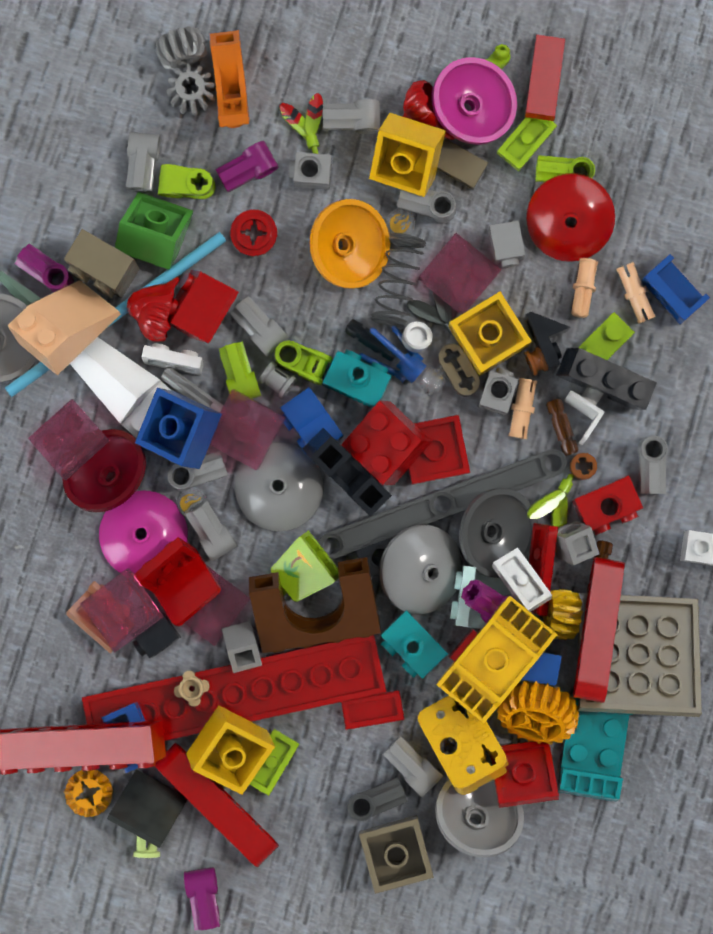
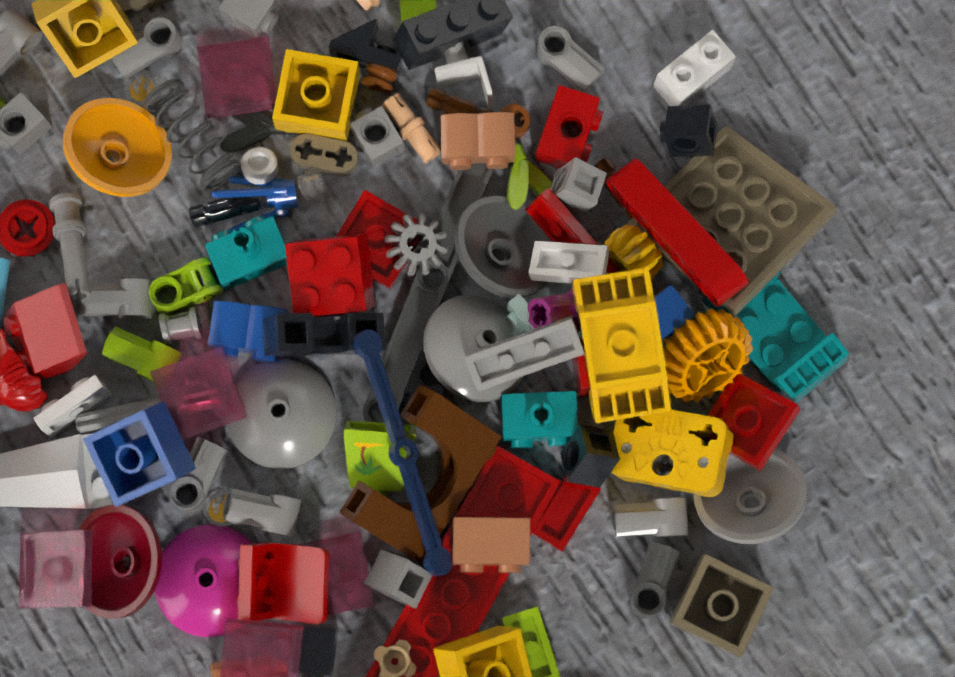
camera: 55 degrees left, 5 degrees down
(273, 262) = (70, 232): none -> light grey pin
(273, 660) = (437, 559): none -> dark blue piece
(311, 684) = (491, 543): none -> nougat brick
(416, 696) = (590, 456): none -> black brick
(439, 605) = (524, 354): none -> light grey plate
(448, 488) = (406, 234): none -> light grey gear
(550, 456) = (478, 139): none -> nougat brick
(673, 580) = (689, 130): none -> black brick

